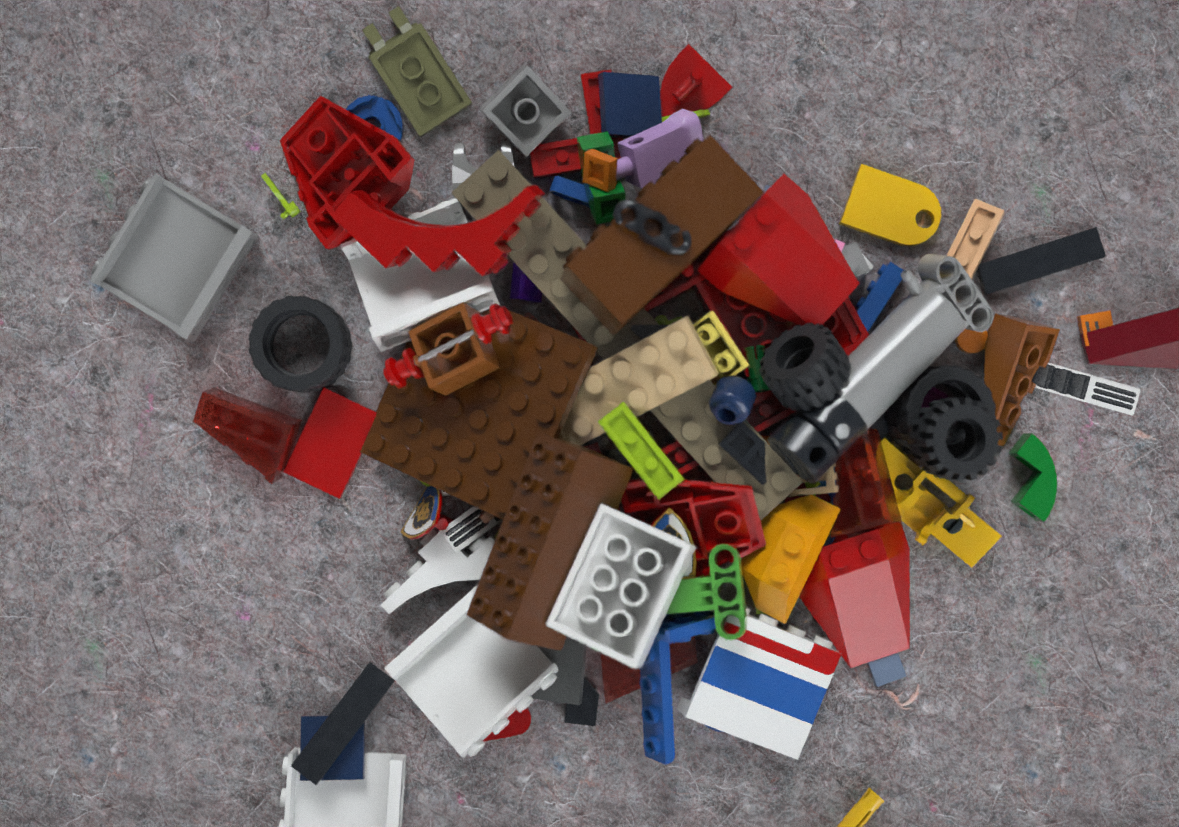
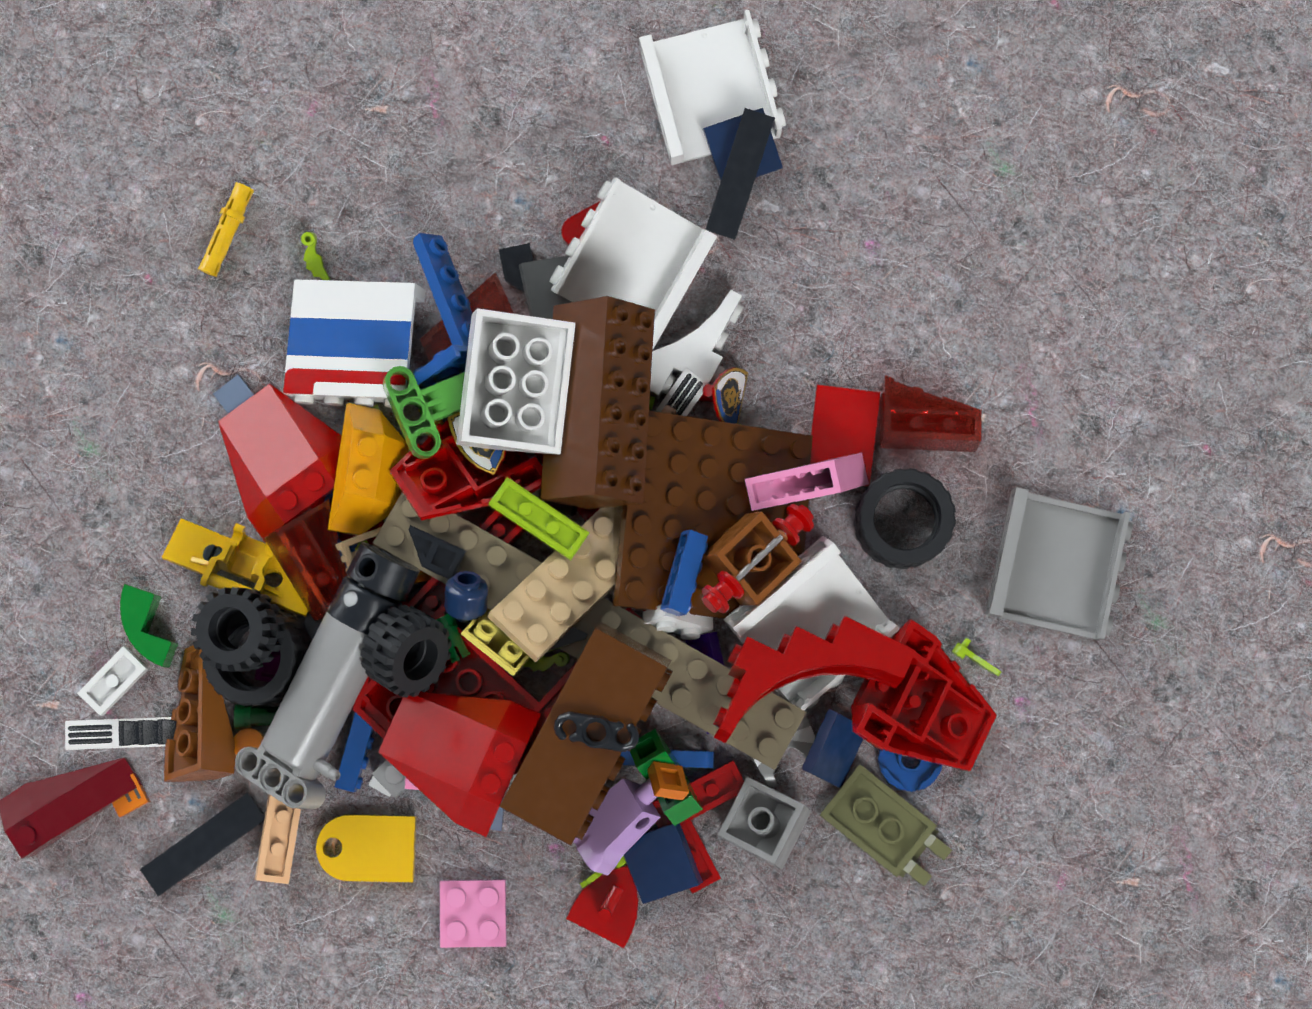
camera: 155 degrees right, 5 degrees down
(367, 403) = (807, 482): none -> bright pink arch
(439, 154) = (833, 749): none -> dark blue tile
(521, 355) = (684, 573): none -> blue piece
(543, 317) = (687, 626): none -> white plate
(772, 773) = (313, 260): none -> lime piece
(815, 118) = (473, 913): none -> bright pink plate
(965, 360) = (253, 716): none -> dark green pin
(1079, 436) = (113, 681): none -> white plate

